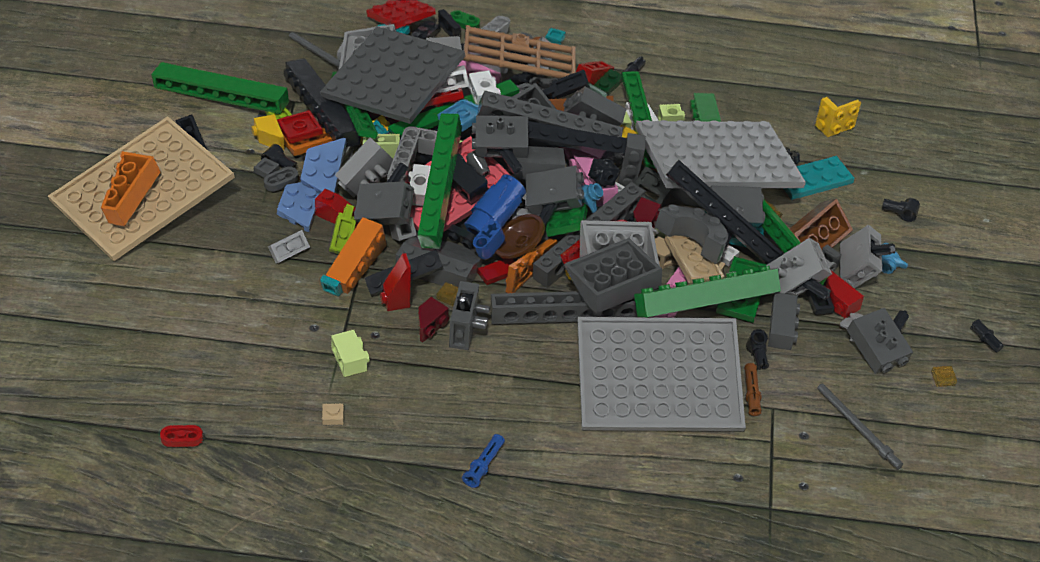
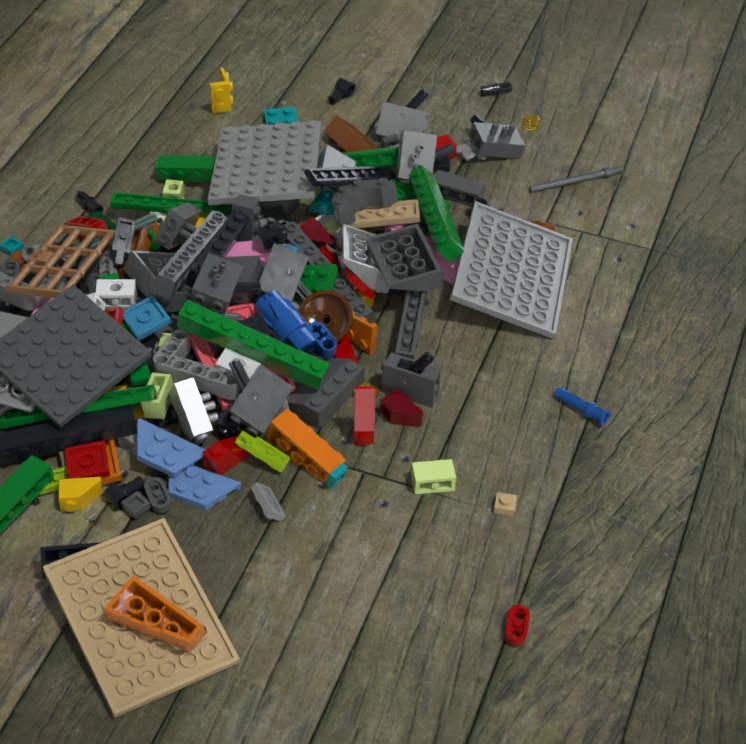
camera: 75 degrees left, 0 degrees up
(420, 267) = (342, 413): black plate -> none

